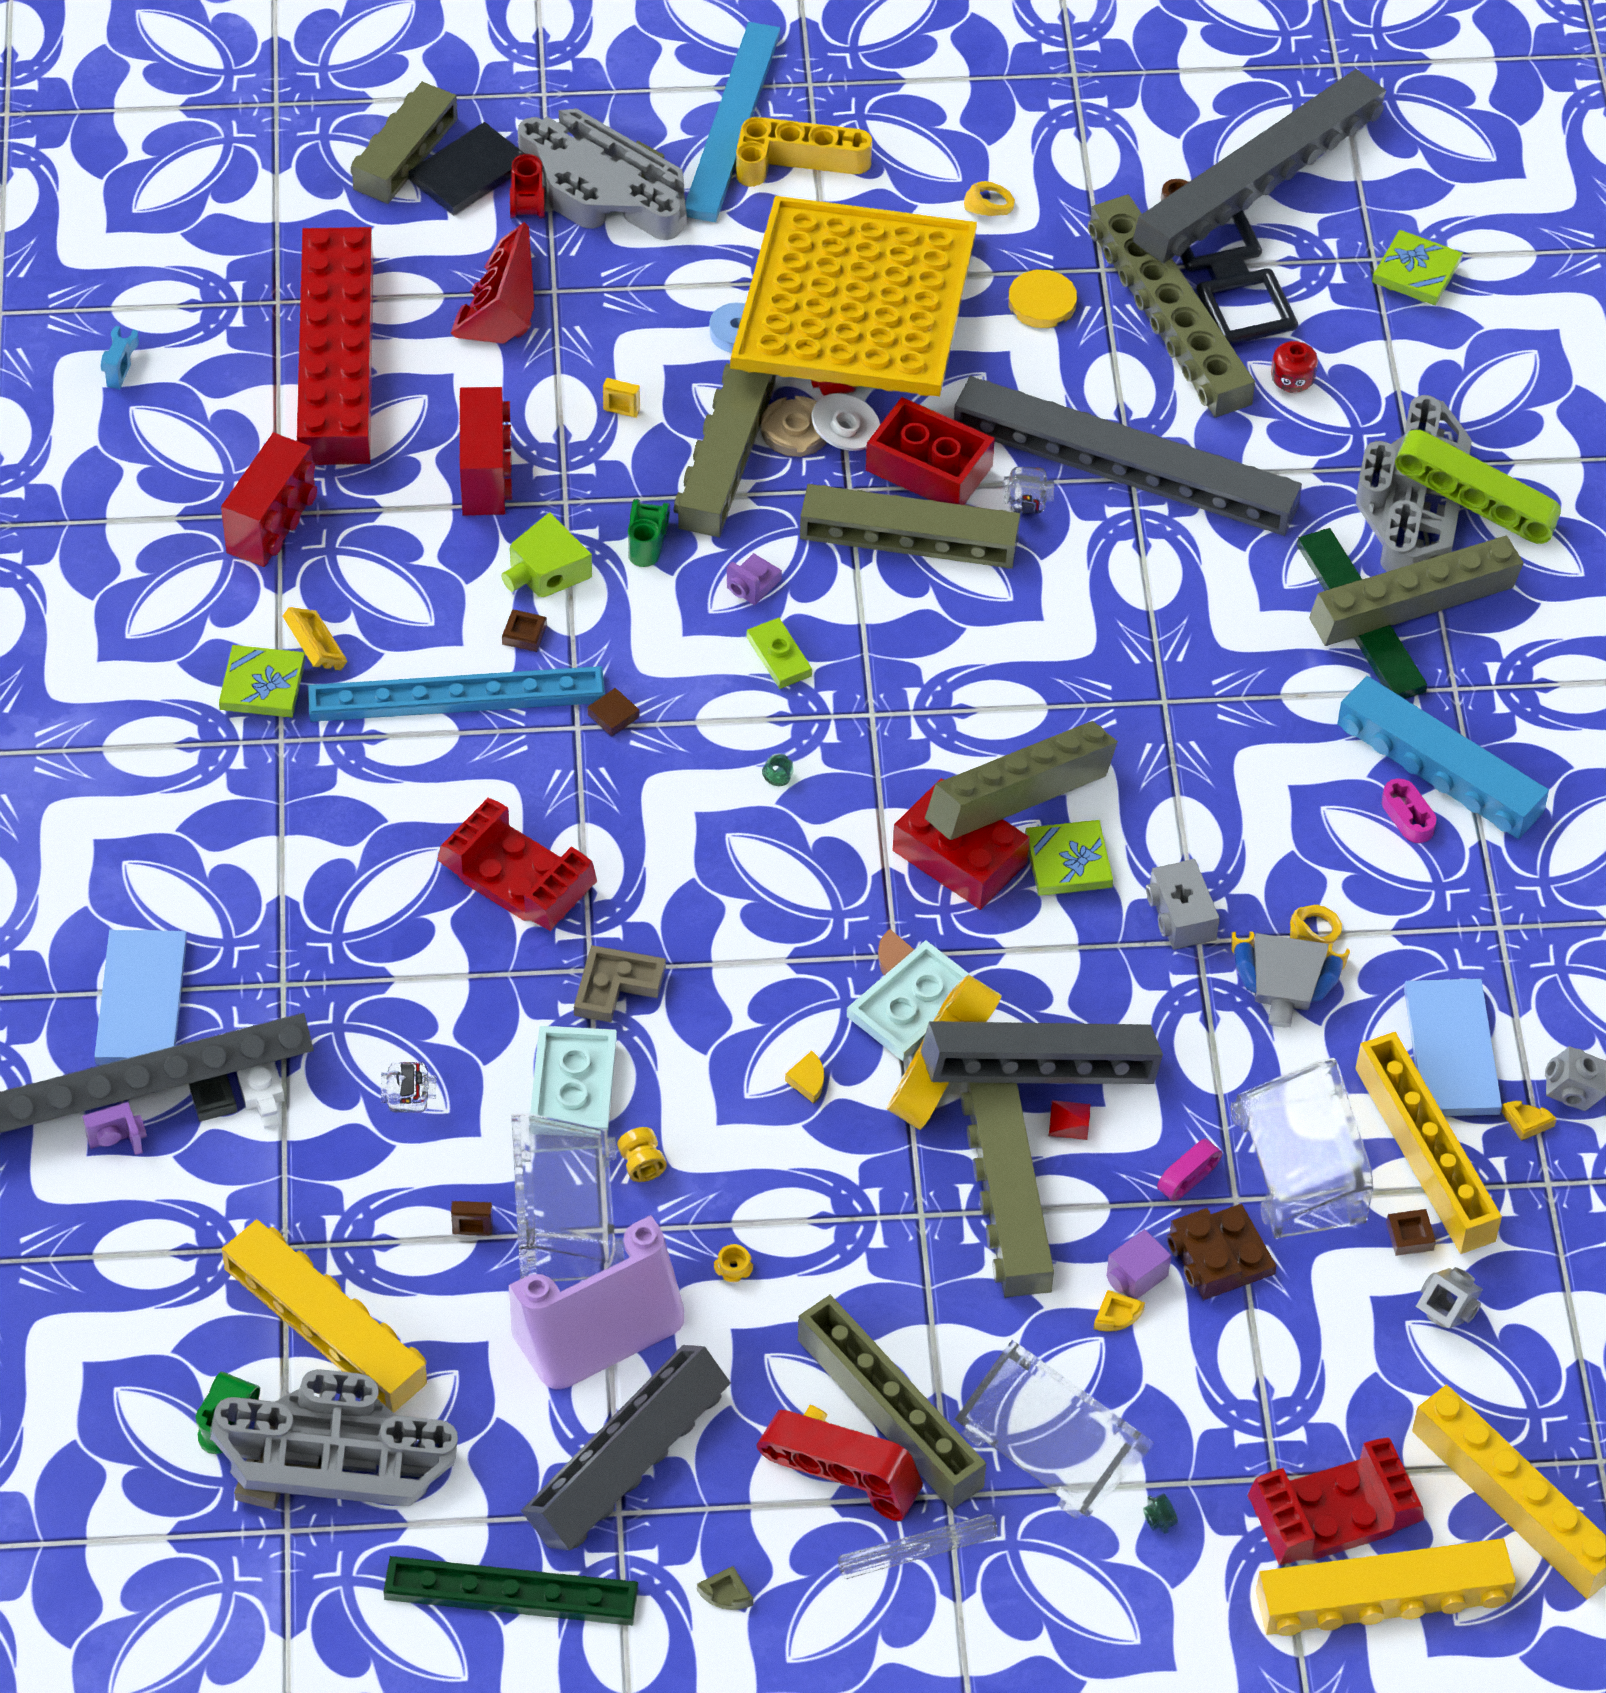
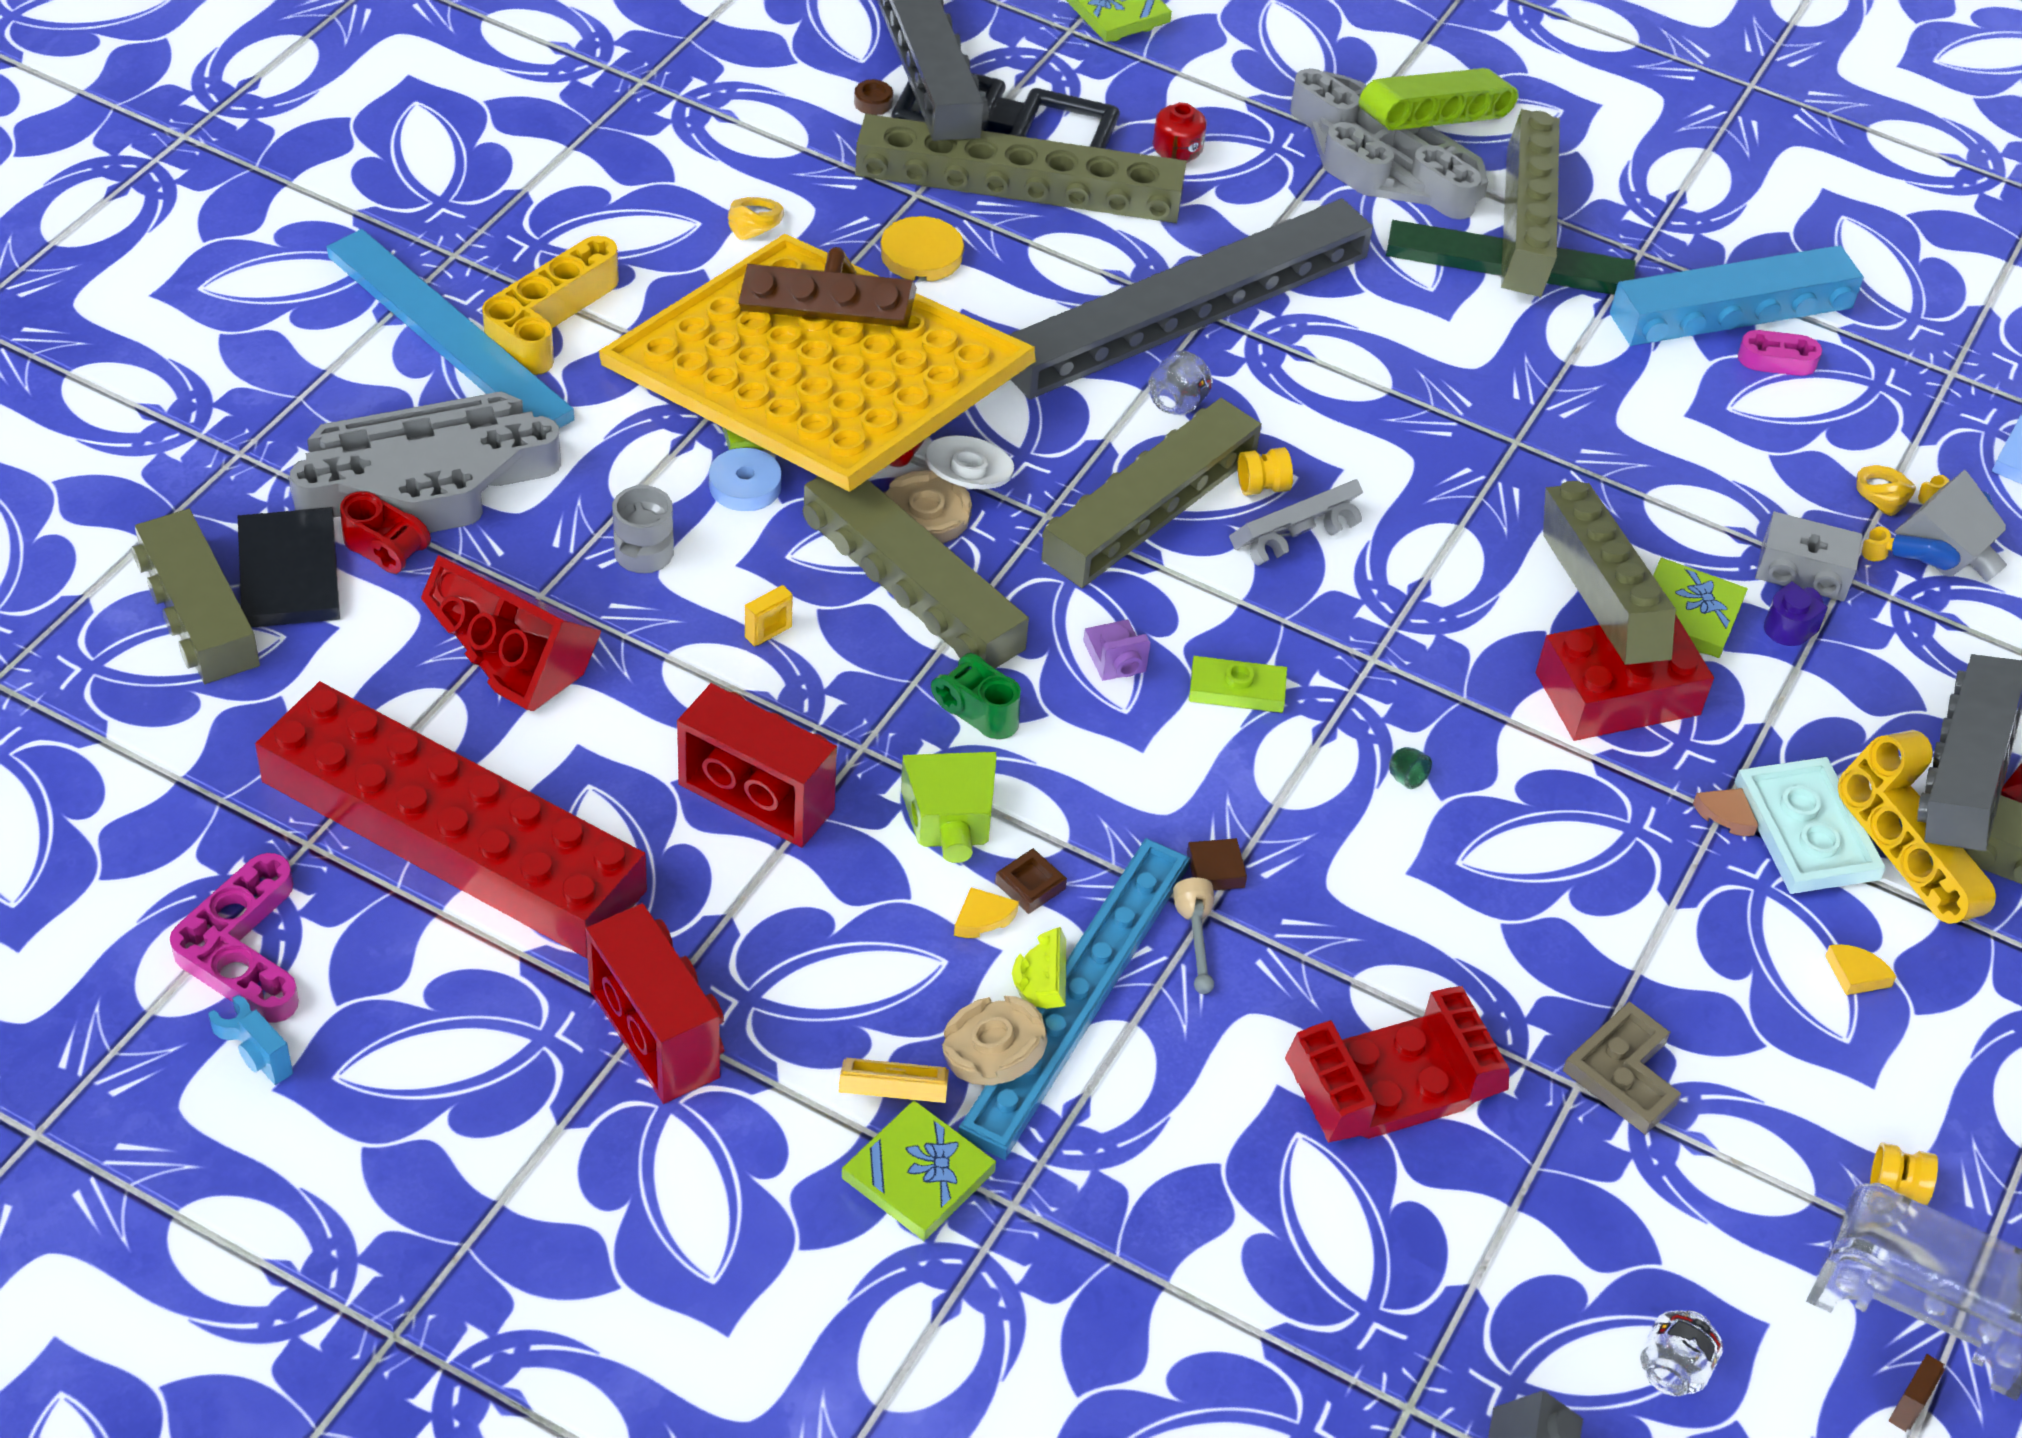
camera: 60 degrees left, 5 degrees down
(173, 307) = (224, 937): none -> dark pink beam
(381, 668) = (994, 1040): none -> tan tile
(450, 665) = (1042, 972): none -> neon yellow tile
(478, 620) = (984, 913): none -> yellow tile
(568, 713) = (1195, 901): none -> hinge
(574, 1074) = (1752, 1184): light aqua plate -> none
(634, 300) = (643, 529): none -> light grey wheel
(907, 266) = (828, 293): none -> reddish brown plate
(929, 453) = (1077, 422): red brick -> none
(955, 613) = (1298, 520): none -> light grey plate
(987, 576) = (1269, 471): none -> yellow wheel
(1116, 918) = (1794, 615): none -> dark purple plate

